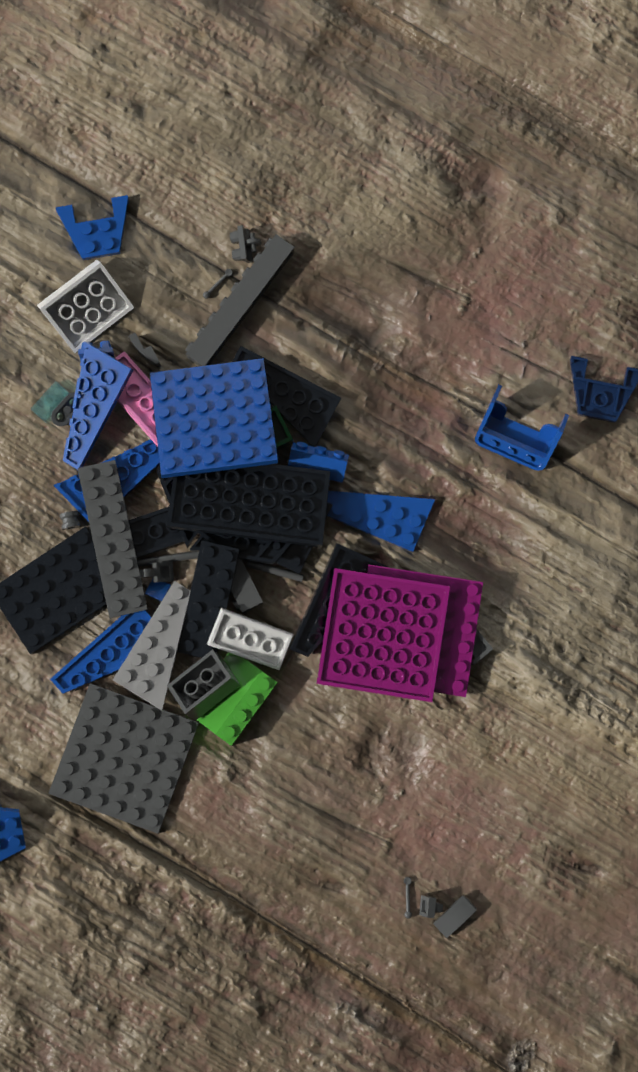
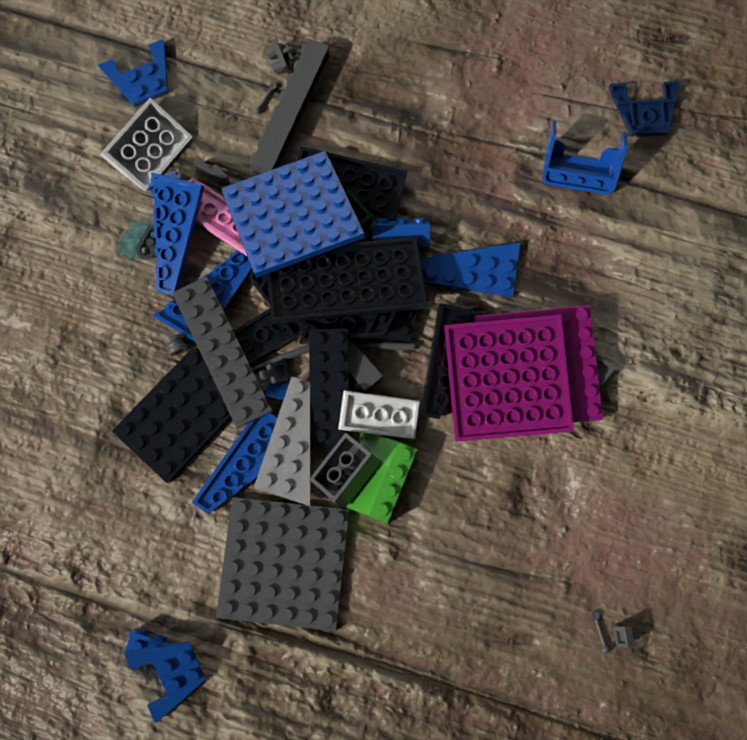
camera: 10 degrees left, 5 degrees down
(455, 916) = (653, 639): dark grey slope -> none

